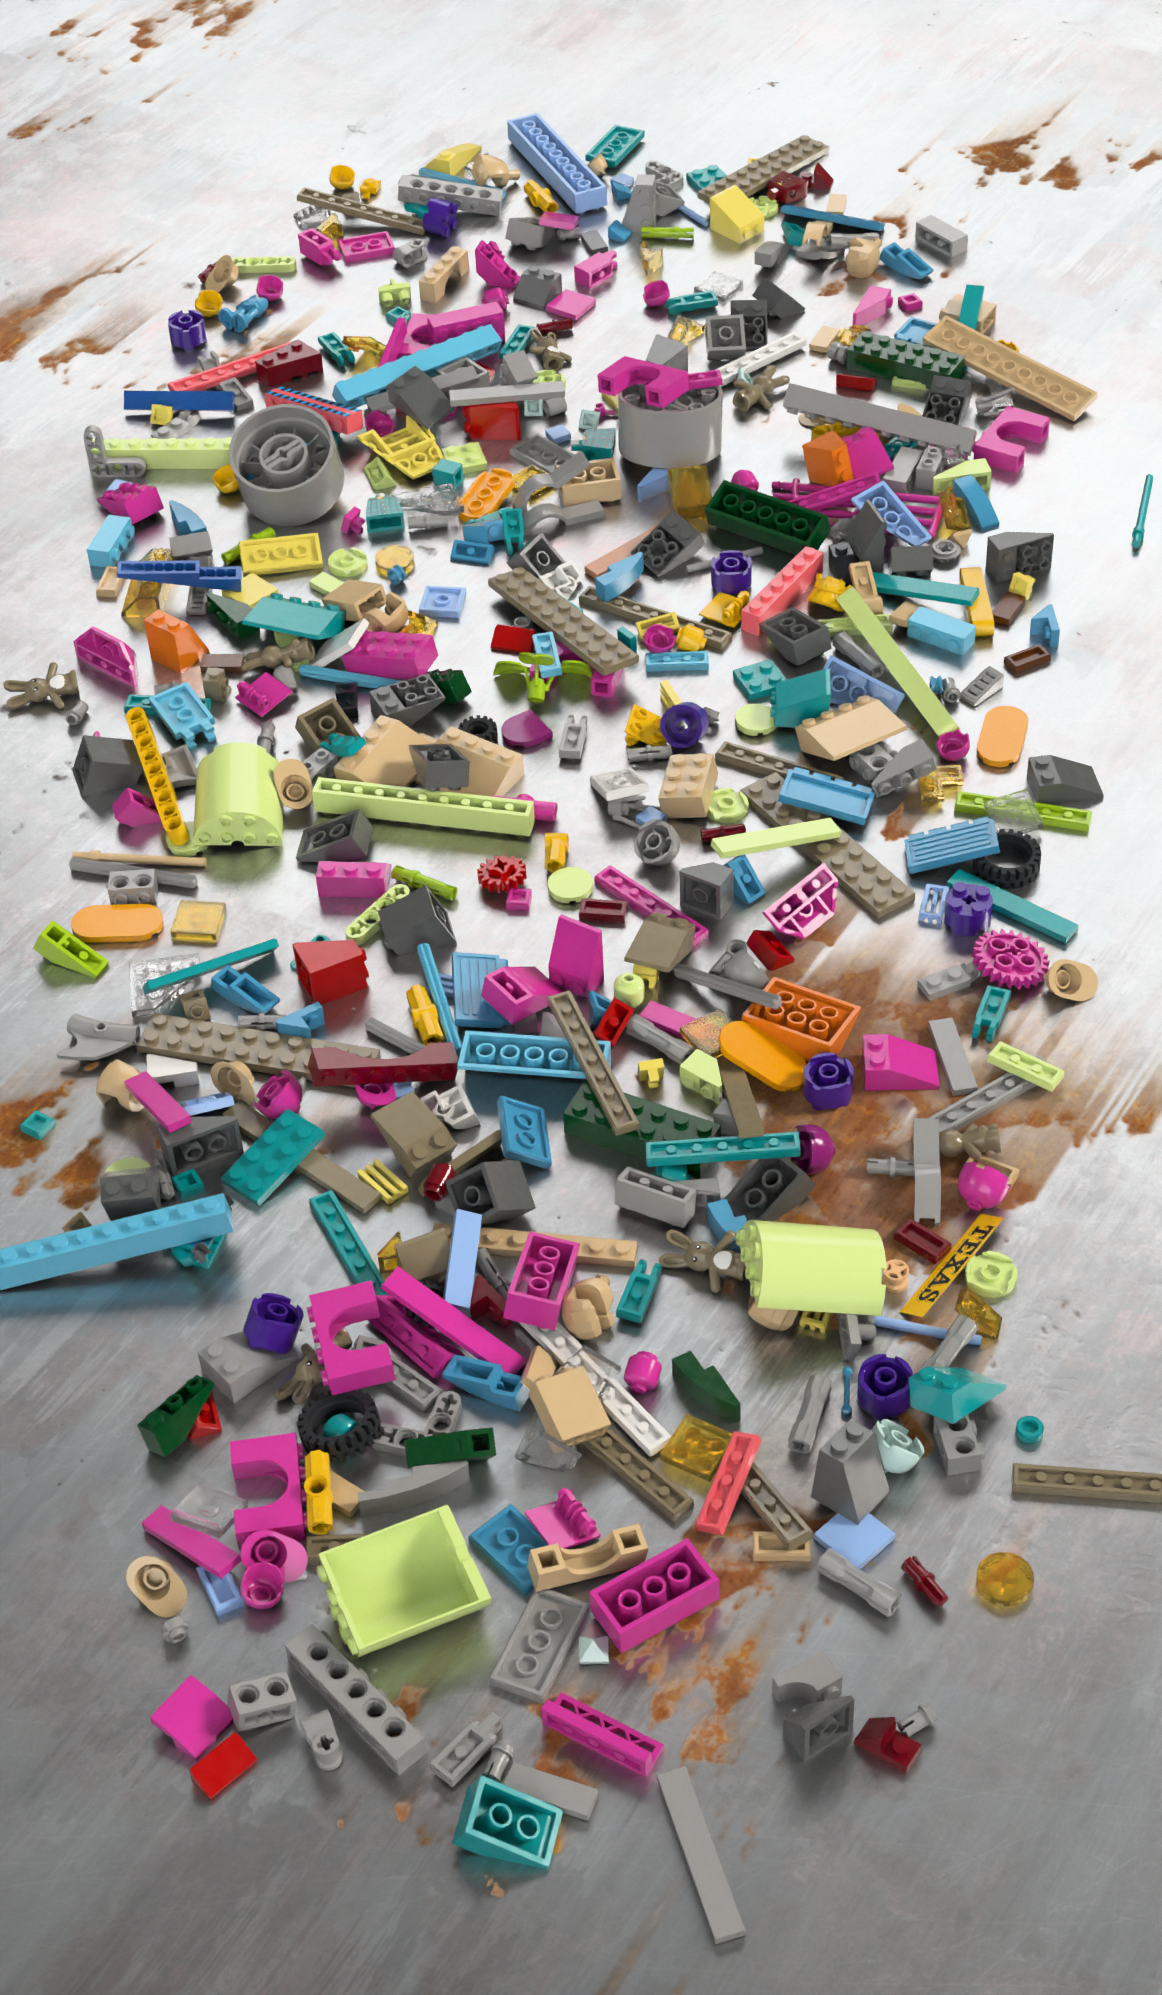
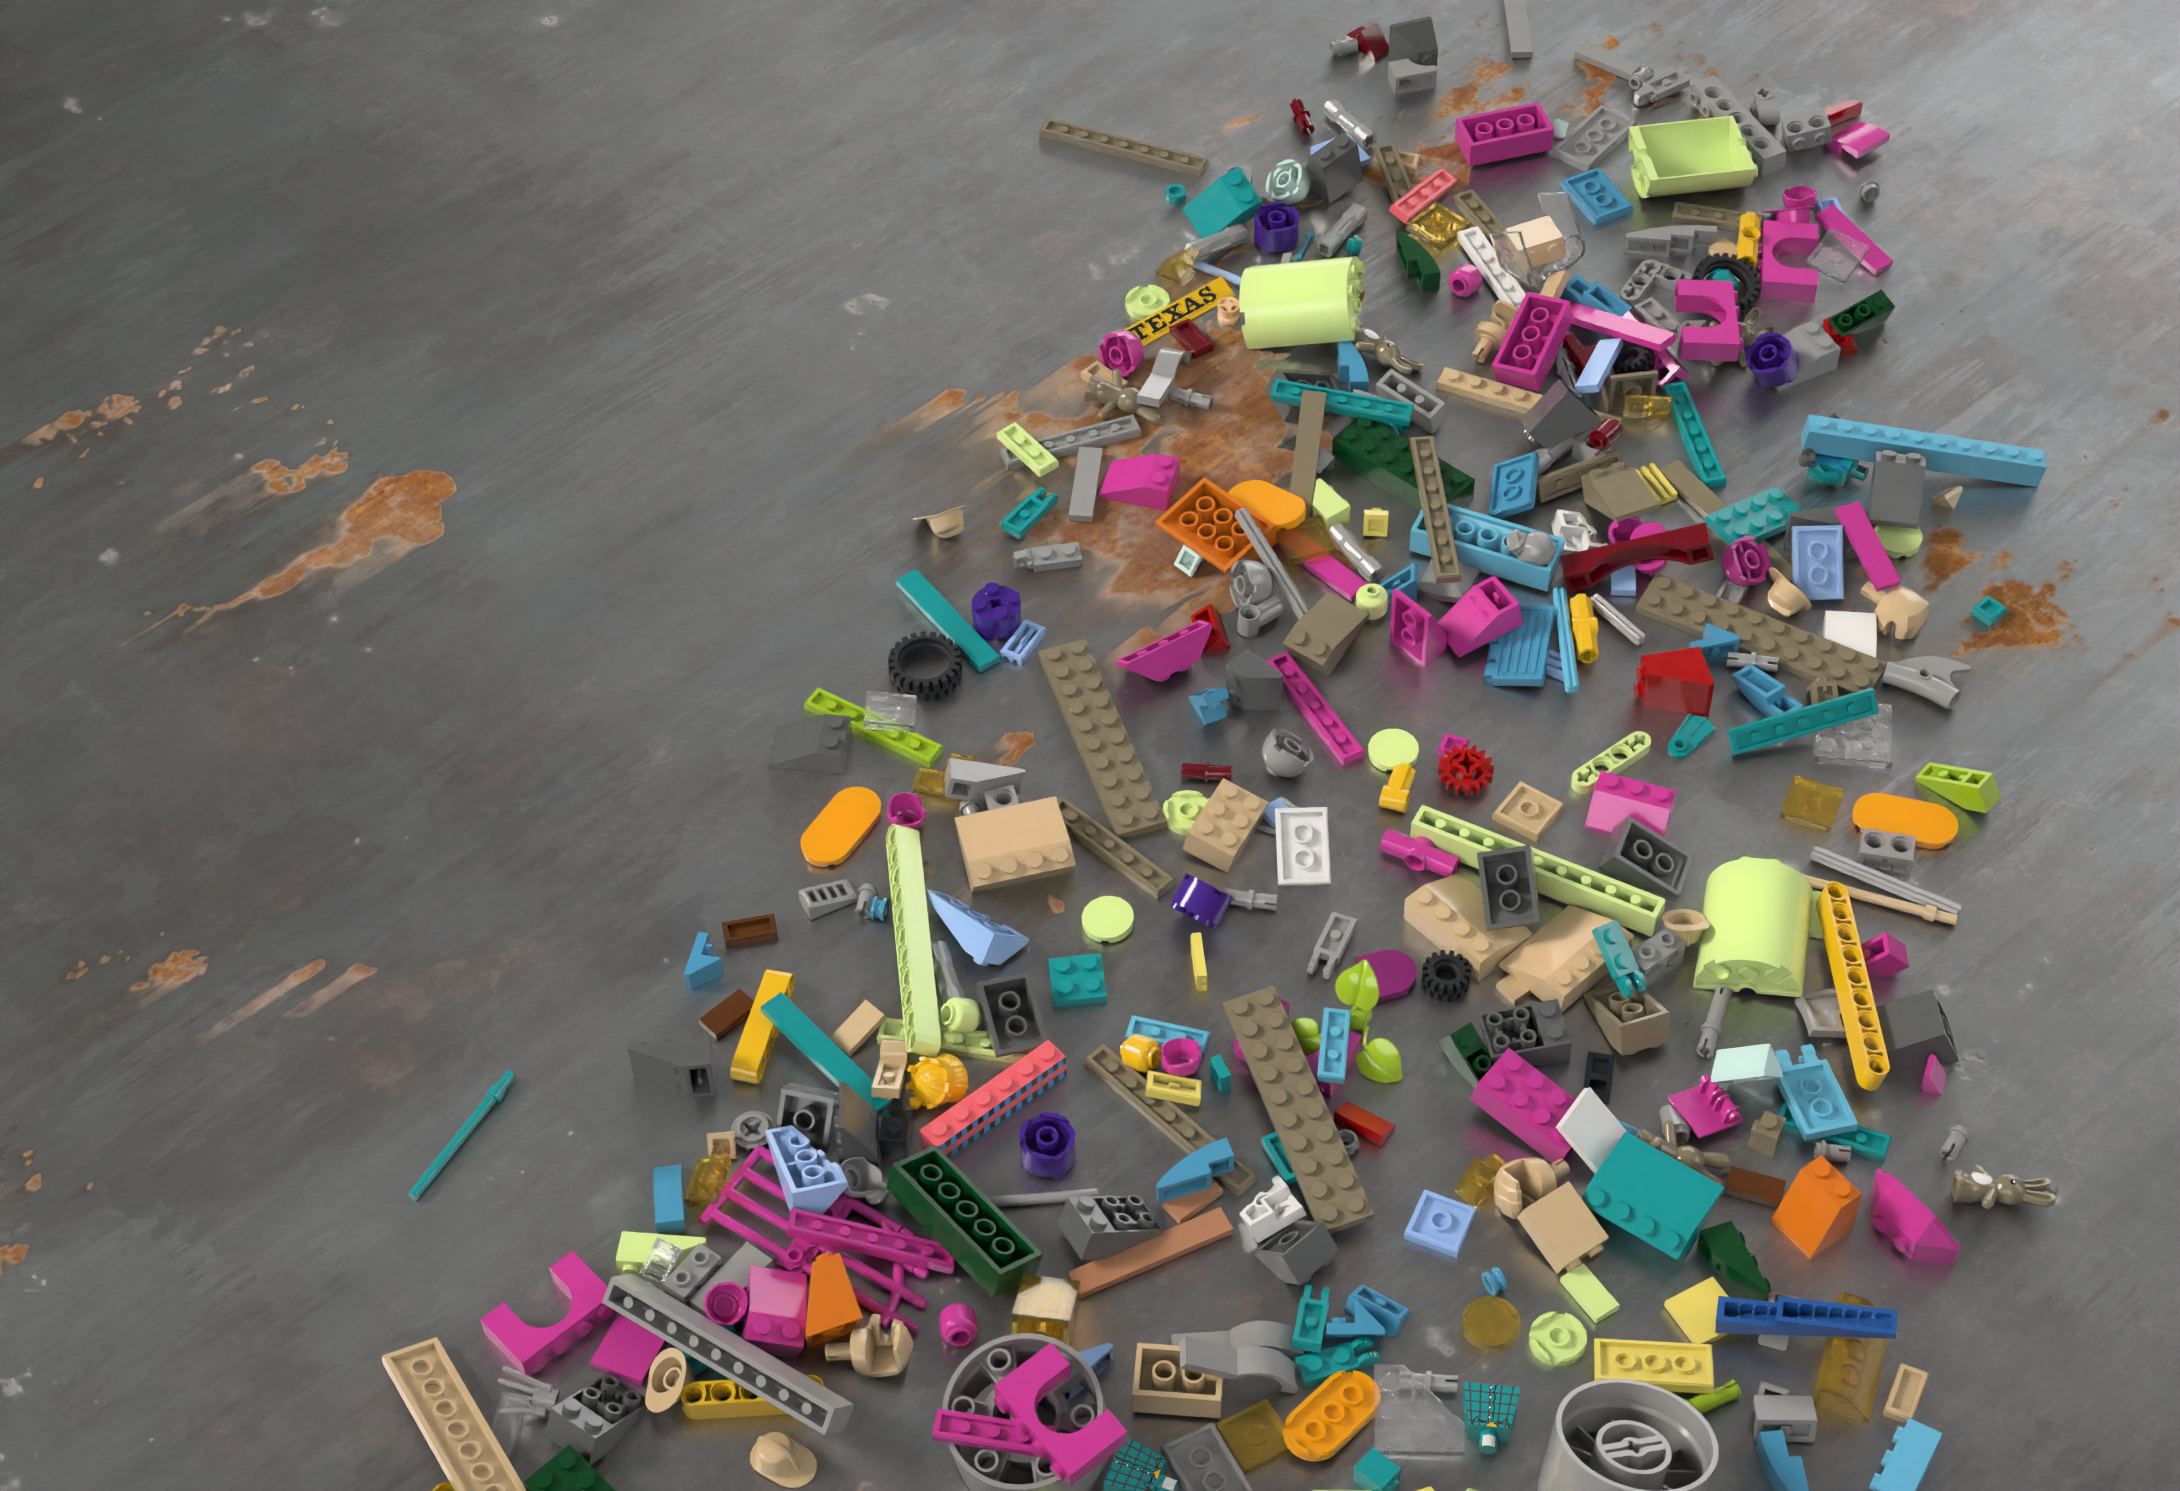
camera: 165 degrees left, 5 degrees up
(157, 1585) = (1883, 218): tan piece -> none
(234, 697) = (1745, 1064): none -> light aqua slope
(352, 521) = (1539, 1409): dark pink tile -> none
(416, 879) = (1561, 791): lime pin -> none
(416, 921) = (1572, 725): dark grey slope -> none
(443, 863) = (1528, 811): none -> tan tile
(450, 1447) = (1630, 246): dark green slope -> none
(486, 1039) = (1531, 547): none -> light grey hair
(507, 1824) = (1646, 43): teal slope -> none
(557, 1566) = (1573, 158): tan arch -> none
(563, 1521) = (1564, 184): dark pink hinge -> none
(601, 1739) = (1569, 76): dark pink fence -> none
(603, 910) = (1366, 713): dark red tile -> none
(613, 1022) = (1396, 564): red slope -> none
(638, 1292) = (1448, 343): teal hinge -> none
(643, 726) = (1242, 933): yellow hinge -> none
(712, 715) = (1155, 932): light grey plate -> none
(726, 608) = (1075, 1101): yellow hinge -> none
(775, 838) = (1161, 711): yellowish green tile -> none
(786, 462) = (872, 1350): none -> tan piece
(787, 1393) = (1354, 246): none -> teal plate
(800, 698) = (1049, 904): teal slope -> none
(816, 1149) = (1255, 413): magenta cylinder -> none
(826, 796) = (1077, 778): hinge -> none
(828, 1081) = (1216, 464): dark purple brick -> none
(834, 621) = (960, 1015): none -> yellowish green head
(895, 443) = (726, 1303): none -> dark pink hair
(941, 630) = (829, 984): medium azure brick -> none
(951, 845) = (975, 682): dark azure hinge -> none
(1004, 1579) = (1243, 111): clear yellow tile -> none
(1010, 959) = (983, 554): dark pink gear -> none
(1021, 584) = (691, 1029): light yellow tile -> none

